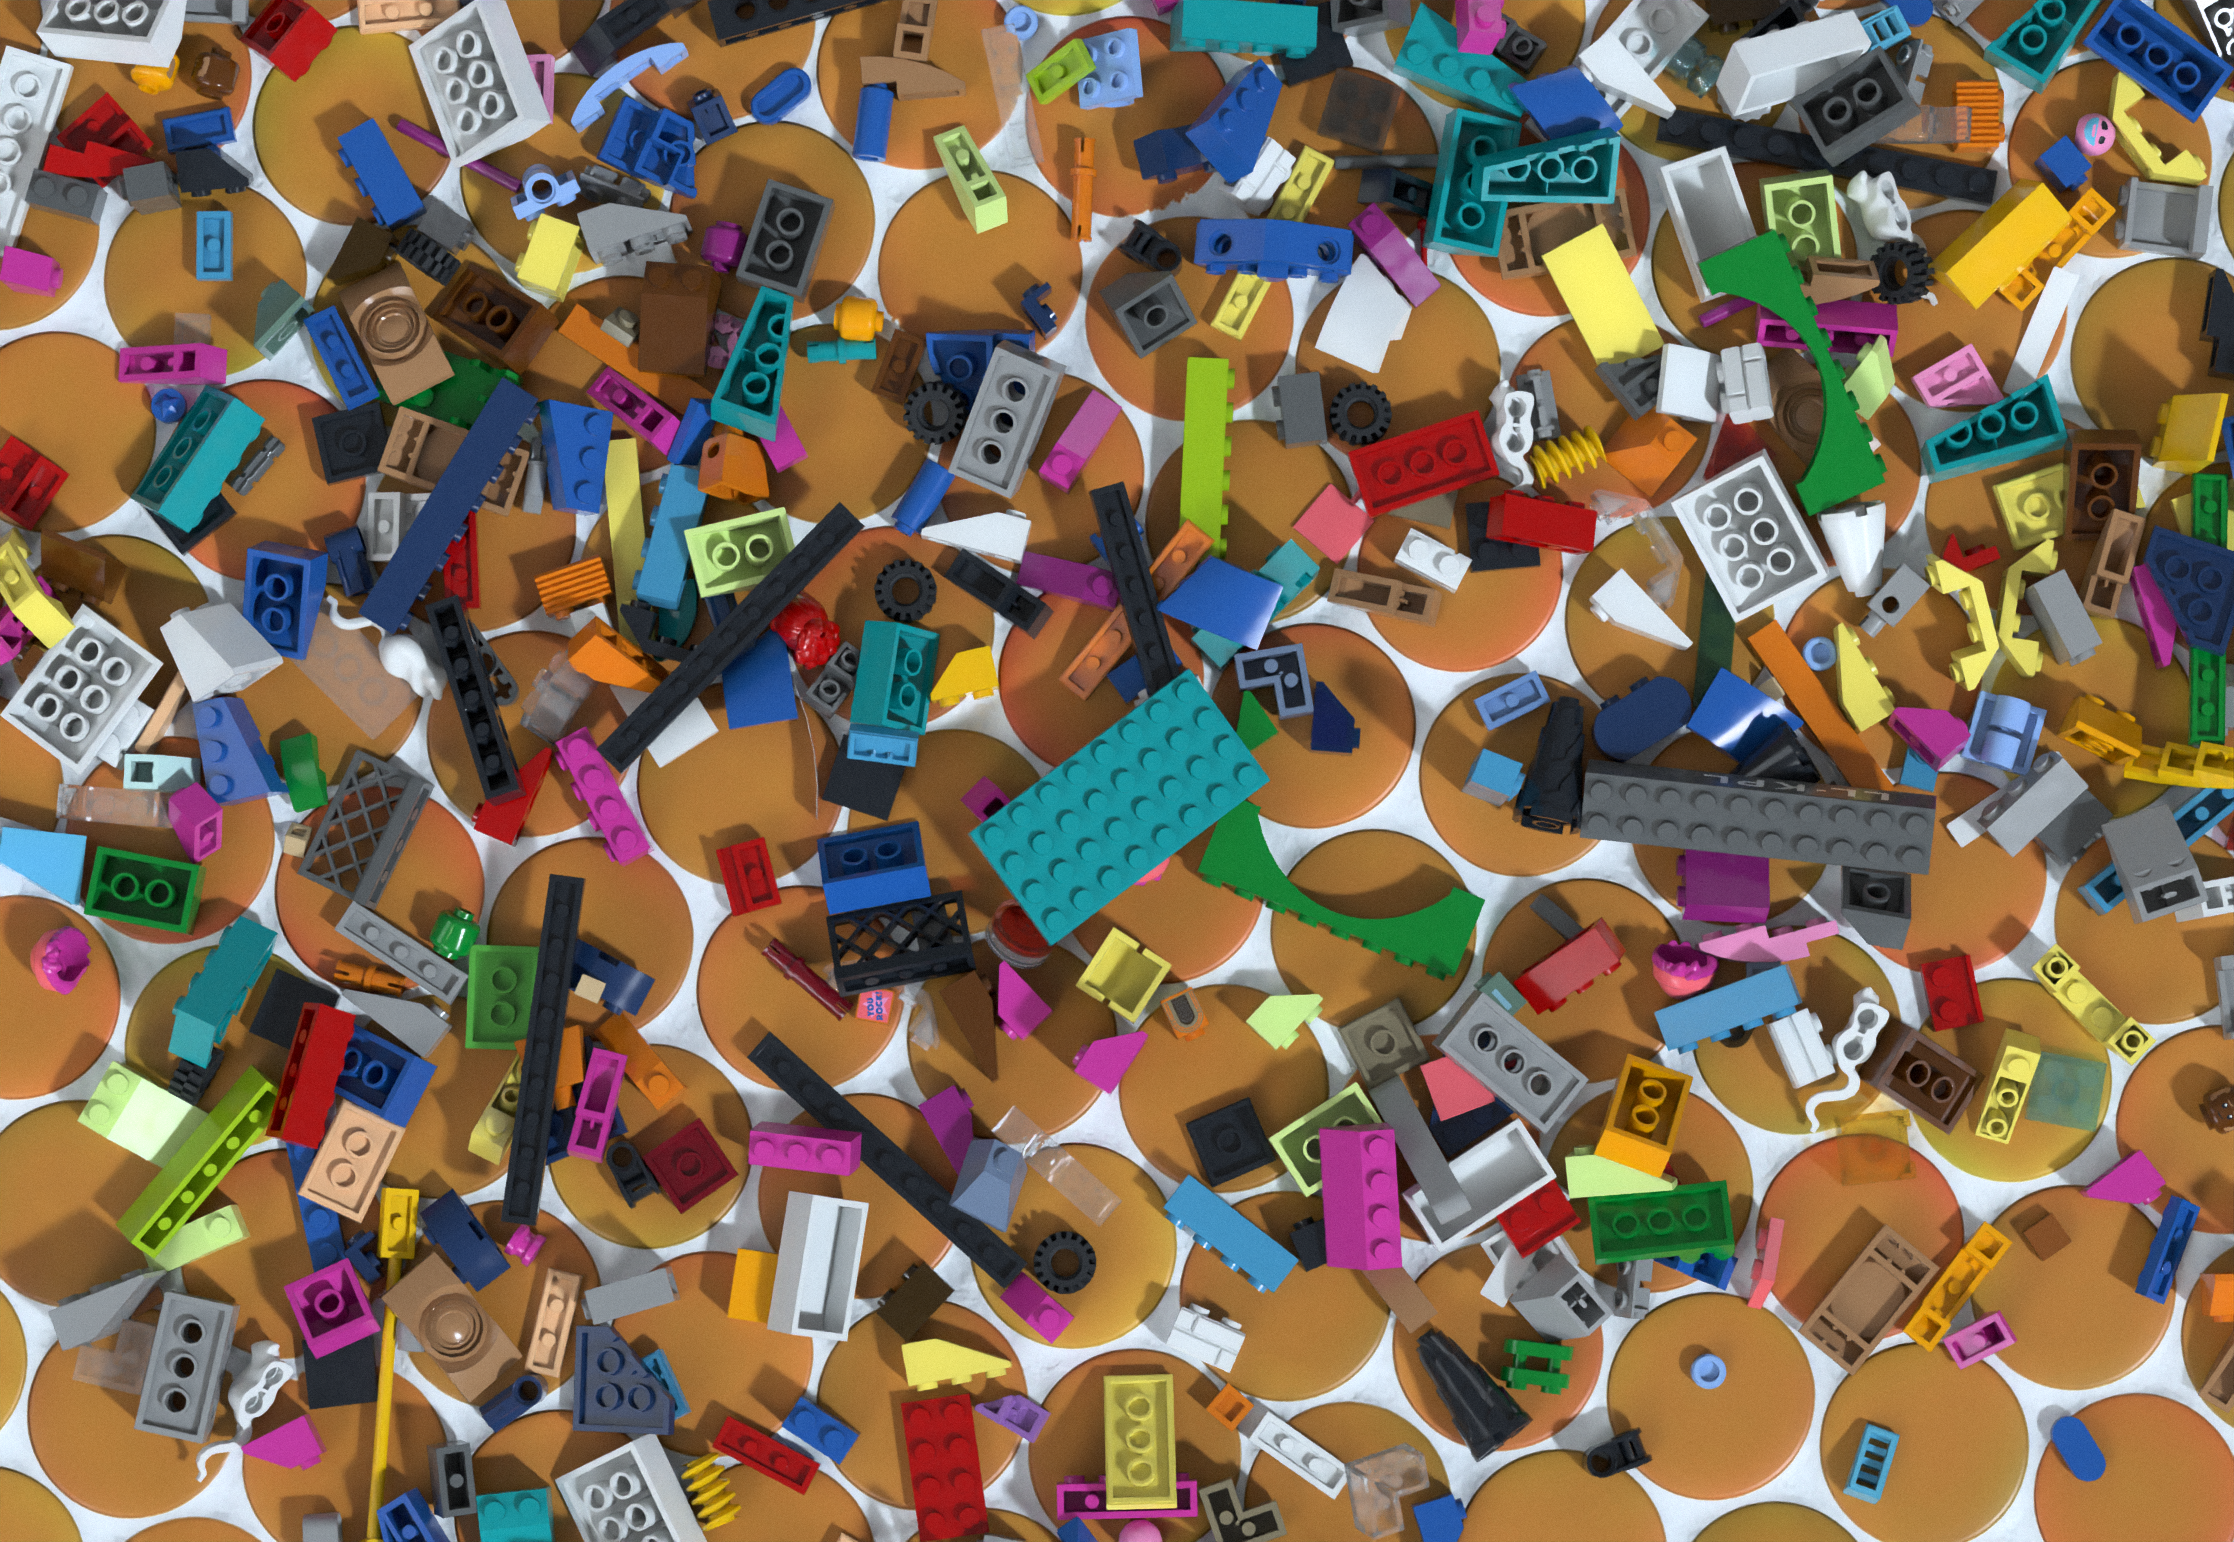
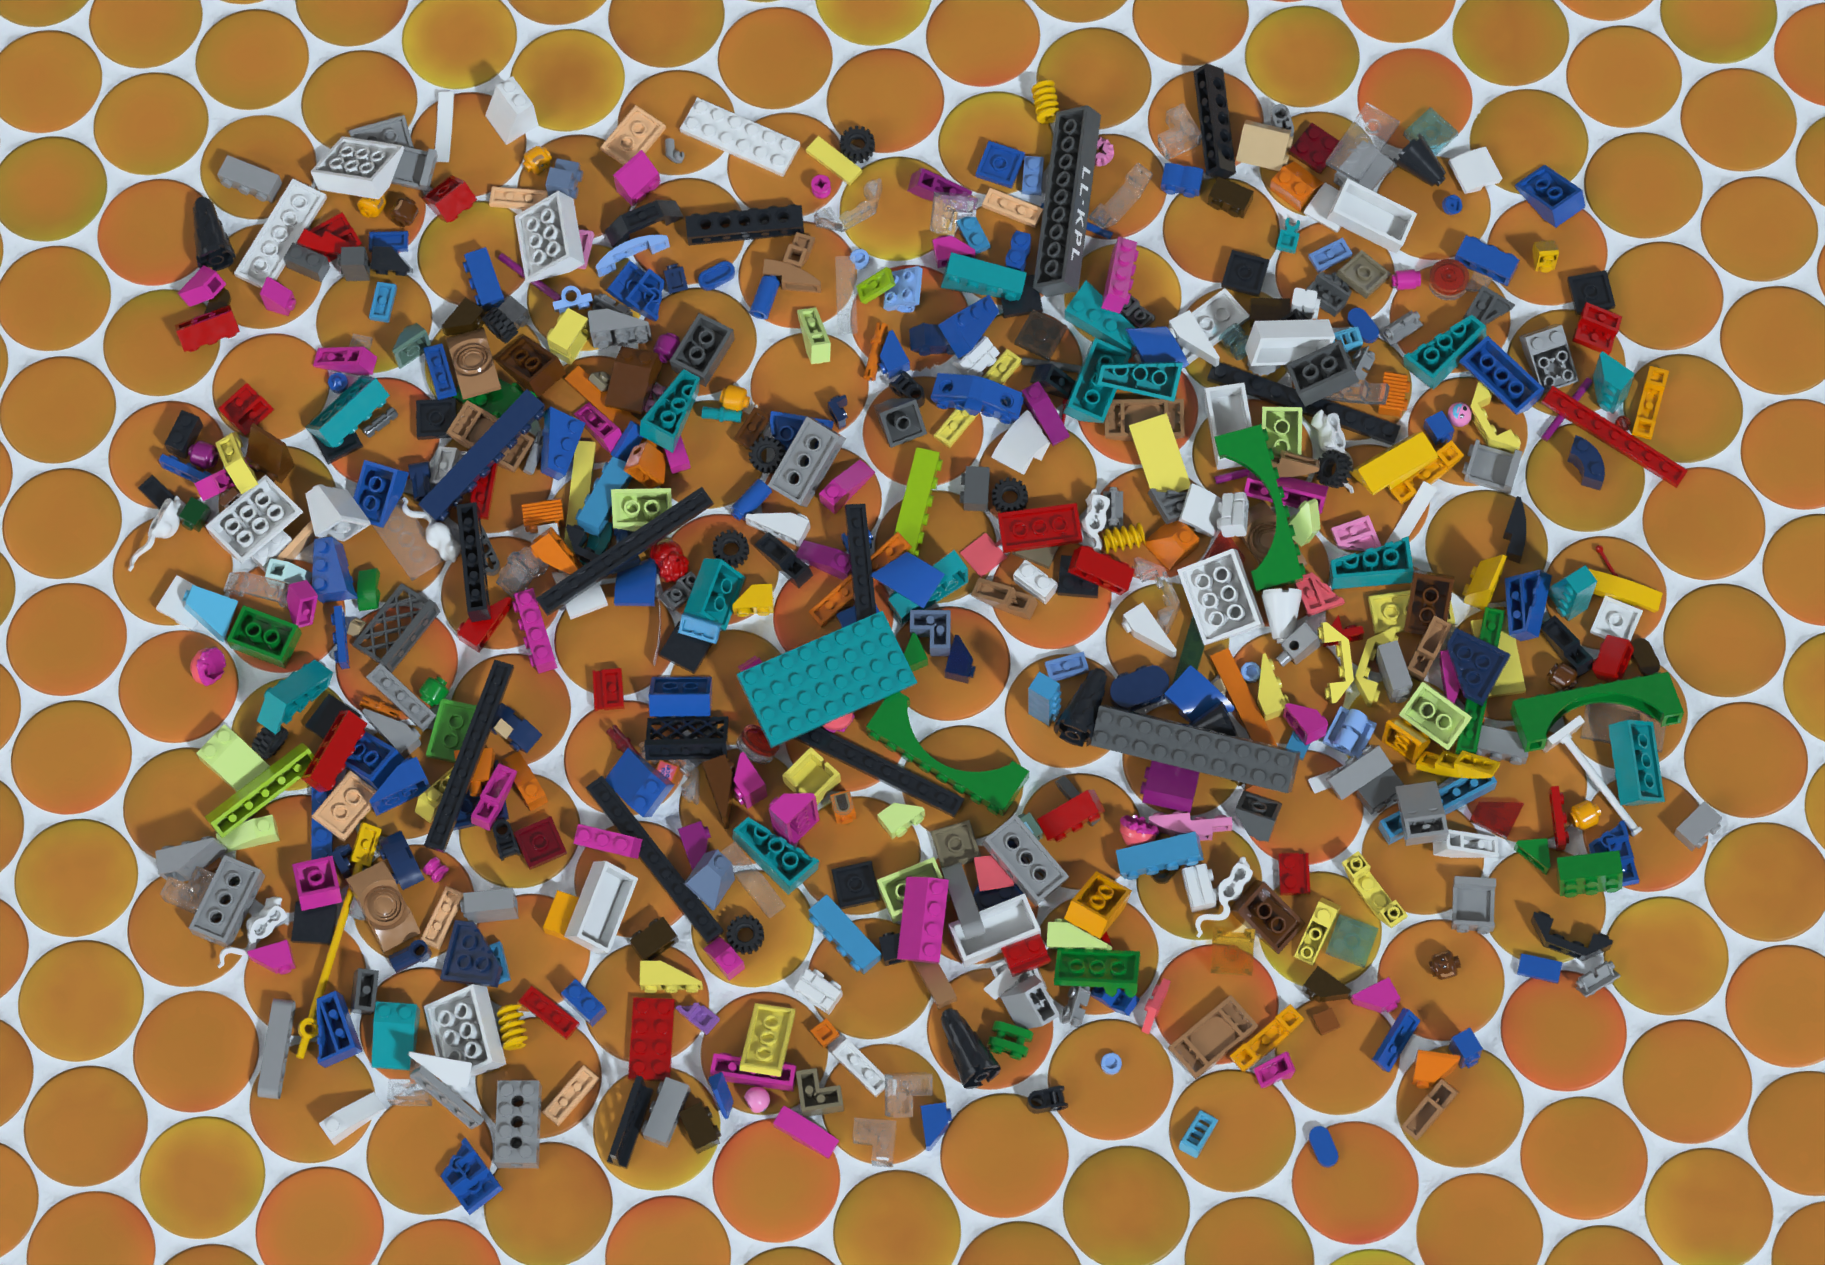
camera: 15 degrees right, 15 degrees down
(274, 866) = (340, 637): none -> blue plate
(440, 1109) = (401, 786): none -> blue slope
(834, 1036) = (639, 783): none -> blue slope
(1088, 1120) = (779, 859): none -> teal wedge
(1115, 196) = (892, 357): none -> blue slope
(1245, 939) = (882, 770): none -> black plate
(1909, 500) = (1317, 595): none -> coral wing
(2034, 1181) = (1324, 987): none -> dark brown slope
(2146, 685) = (1435, 715): none -> yellowish green slope

